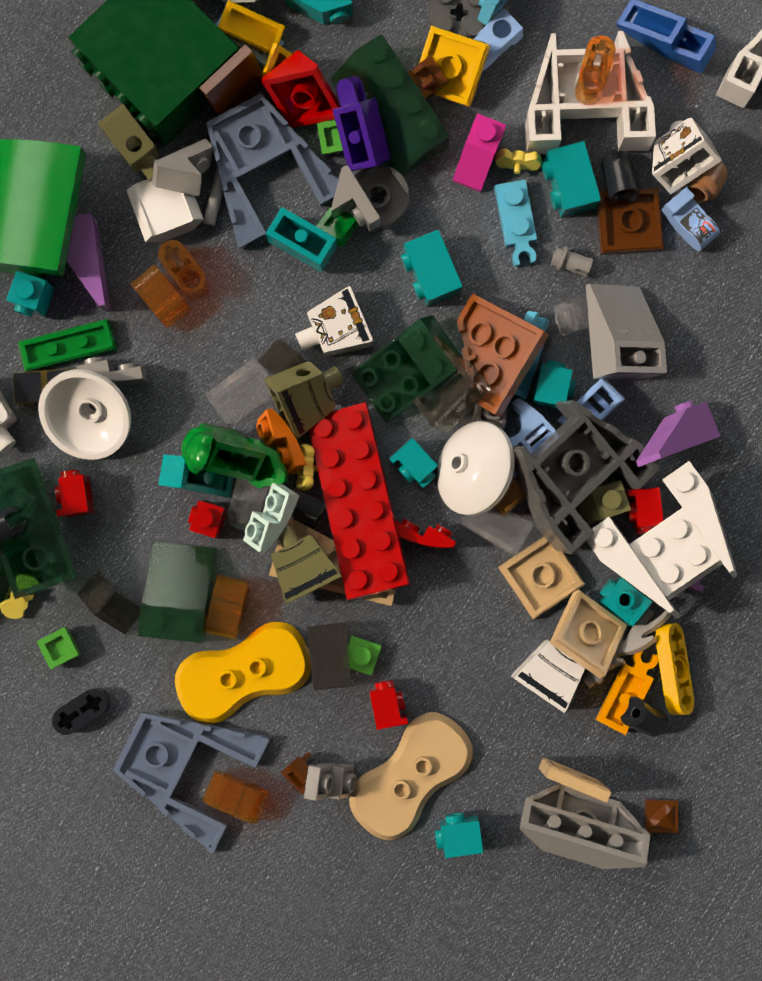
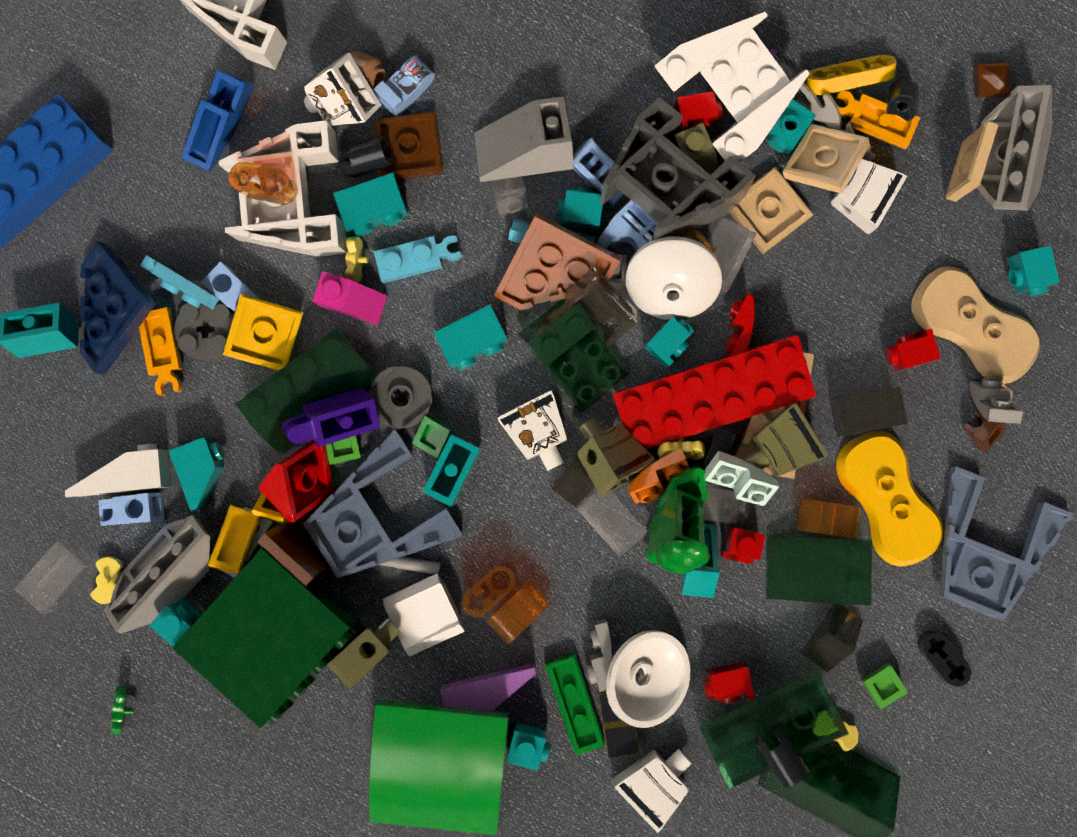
camera: 90 degrees left, 0 degrees up
(183, 168) = (388, 598): light grey slope -> none
(236, 797) = (1015, 494): clear orange beam -> none
(351, 194) = (402, 422): light grey slope -> none
(363, 654) = (862, 379): bright green plate -> none
(429, 77) = (275, 353): reddish brown tile -> none
(571, 261) = (454, 199): light grey pin -> none
(680, 431) = (623, 81): medium lavender slope -> none

